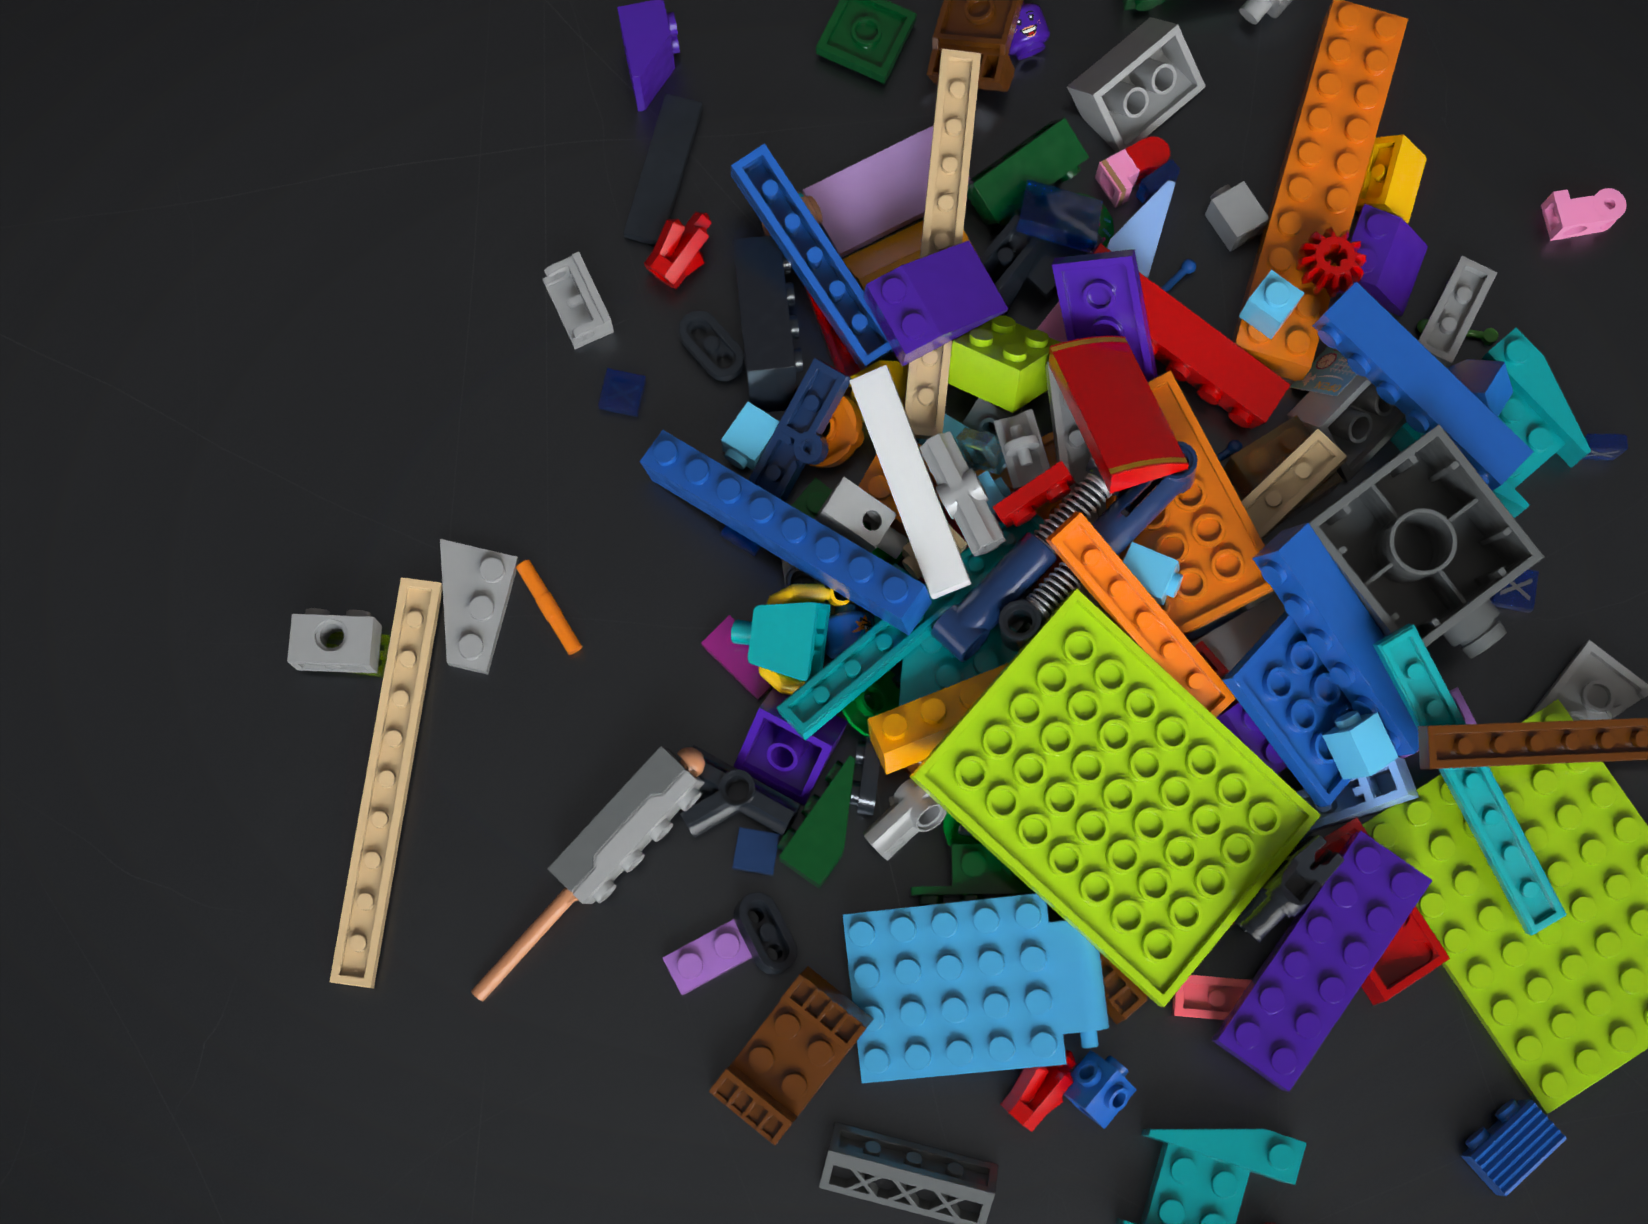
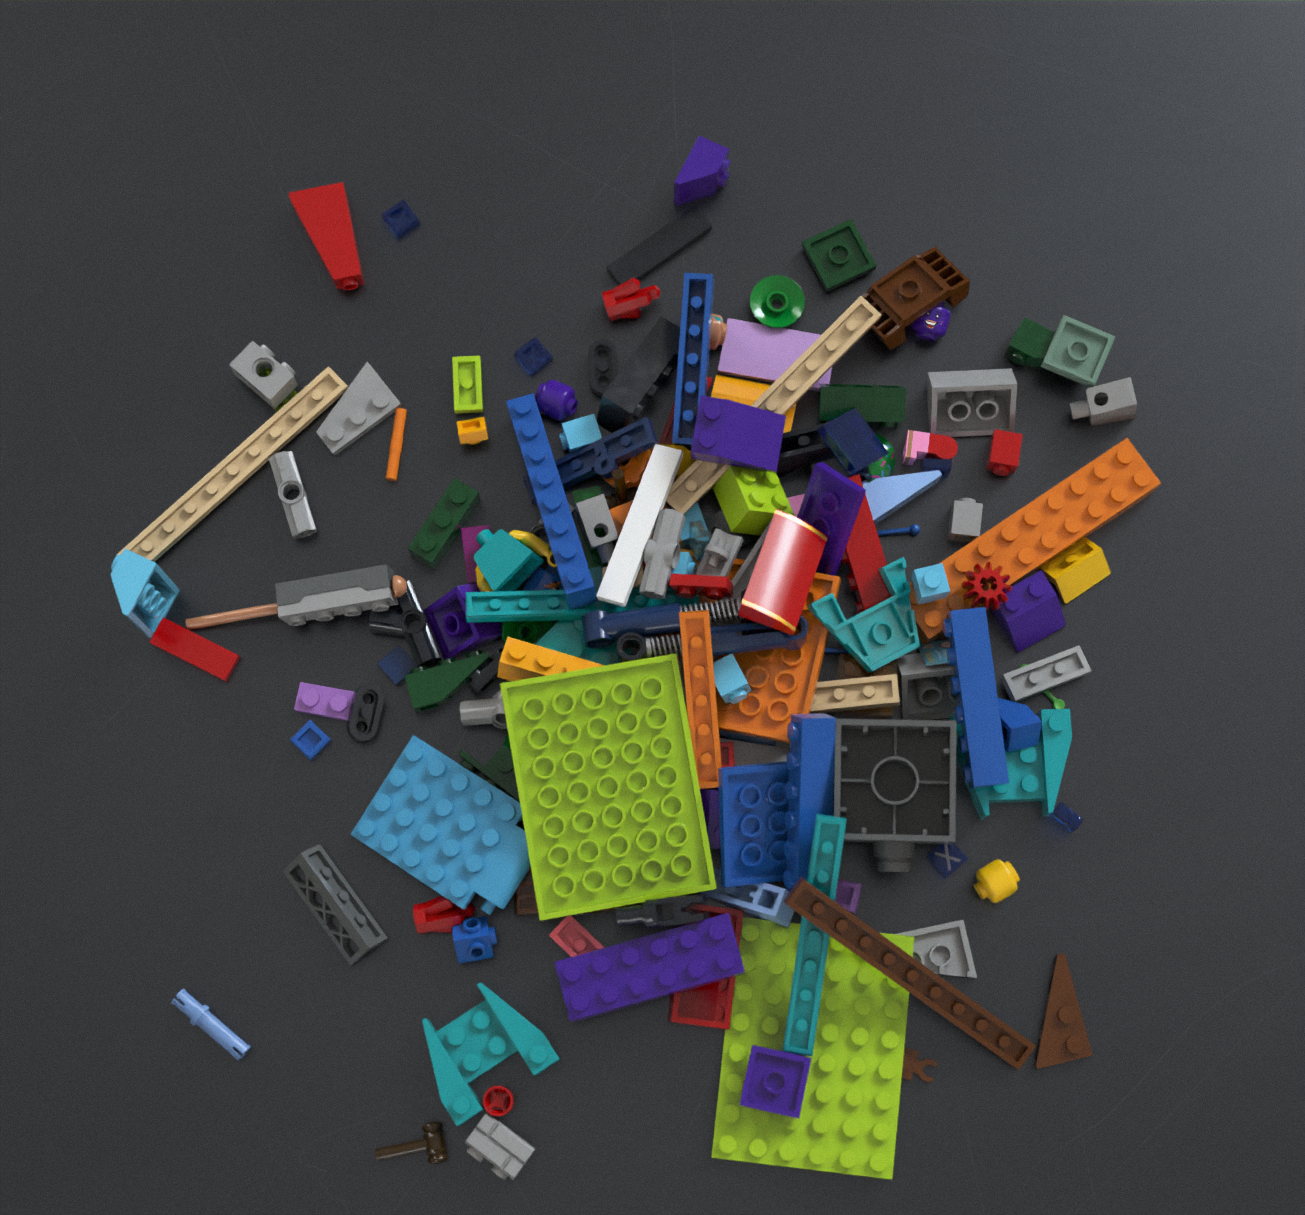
camera: 40 degrees right, 0 degrees up
(273, 422) = (329, 225): none -> red slope
(345, 352) = (400, 218): none -> clear blue tile
(404, 996) = (142, 590): none -> medium azure slope
(458, 740) = (288, 479): none -> light grey piece
(509, 1018) = (194, 649): none -> red tile
(576, 478) = (467, 384): none -> lime plate
(577, 301) = (550, 286): light grey hinge -> none
(624, 525) = (472, 430): none -> light orange plate
(680, 652) = (444, 524): none -> dark green brick
(690, 418) = (556, 400): none -> dark purple head
(727, 1014) = (310, 740): none -> blue tile
(791, 1055) = (323, 788): reddish brown plate -> none
(846, 116) = (777, 289): none -> green dish
(853, 464) = (622, 494): none -> dark brown piece
(1215, 112) = (1004, 452): none -> red brick
(1259, 397) = (880, 631): none -> teal wing
(1359, 745) = (769, 866): medium azure brick -> none
(1512, 1145) = (676, 1157): blue brick -> none
(1552, 974) = (775, 1081): none -> dark purple plate
(1581, 215) = (1174, 677): bright pink leg -> none
(1589, 571) = (996, 881): none -> yellow head

